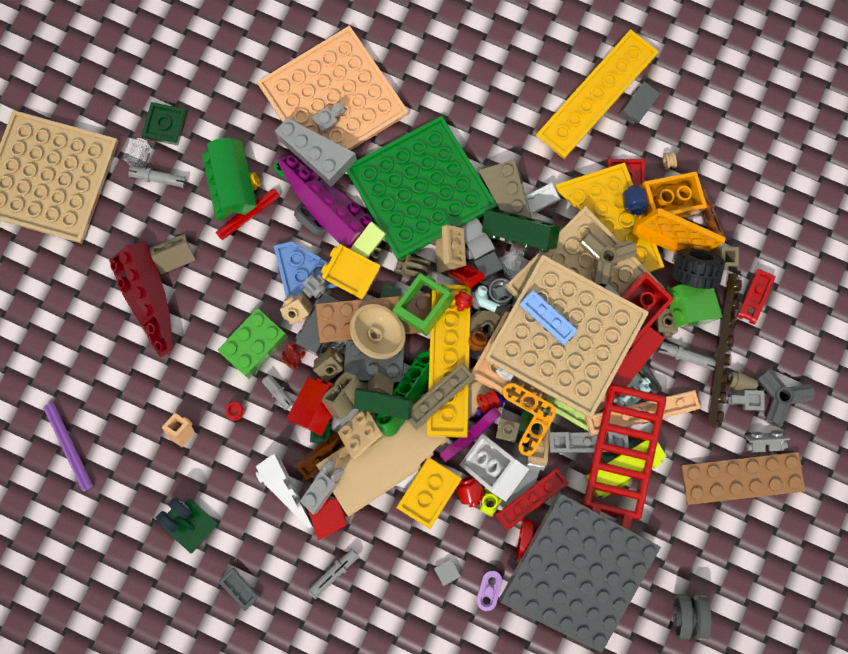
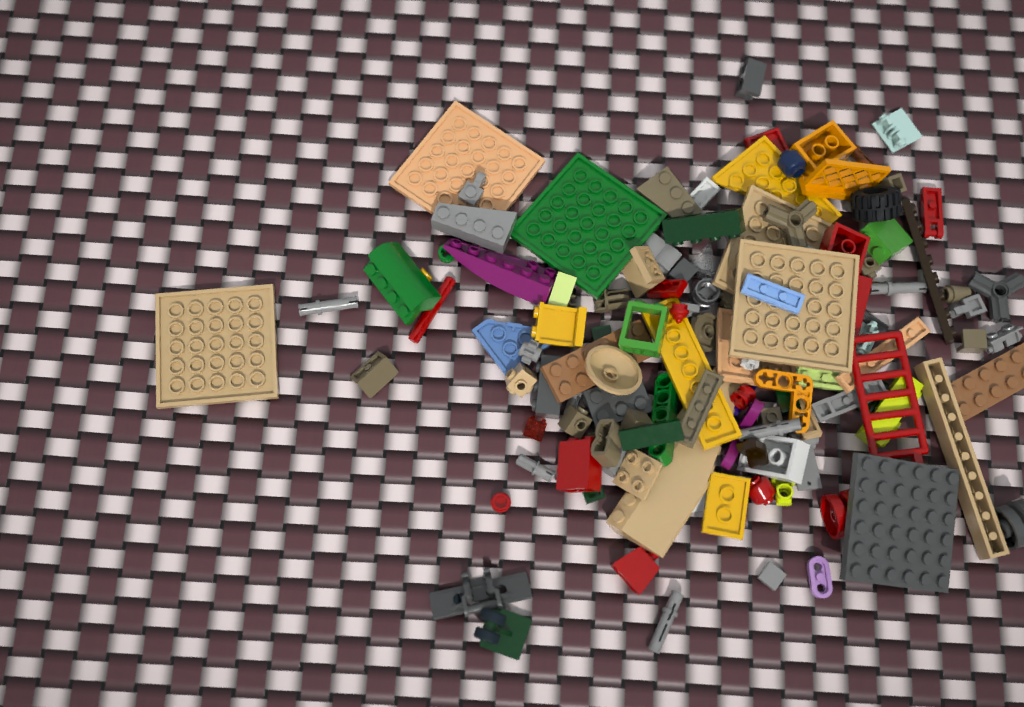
camera: 30 degrees left, 5 degrees down
(68, 446) = (347, 603): medium lavender axle -> none
(137, 153) = (299, 290): clear brick -> none
(144, 293) = (364, 423): dark red wedge -> none
(160, 482) = (477, 590): none -> dark grey piece
(164, 123) = (312, 253): dark green tile -> none
(178, 429) = (455, 542): light nougat brick -> none
(239, 589) = (581, 675): dark grey plate -> none
(253, 343) = (491, 430): bright green brick -> none
(277, 479) = (571, 551): white wedge -> none
(306, 218) = (490, 291): dark grey plate -> none
(307, 464) = (597, 525): reddish brown hinge -> none
(322, 487) = (624, 541): light grey hinge -> none
(477, 341) = (708, 344): dark orange plate -> none
(477, 455) = (755, 452): none -> dark brown bracket
(483, 300) = (694, 304): light aqua arm -> none
(503, 442) = (777, 428): none -> light grey pin
(532, 499) = (820, 474): red tile -> none
(597, 94) = (709, 85): yellow plate -> none
(669, 160) = (801, 120): tan bush -> none
(669, 537) = (960, 455): none -> tan brick
(735, 433) = (973, 341): none -> dark tan panel
(760, 203) = (896, 130): none -> light aqua hinge

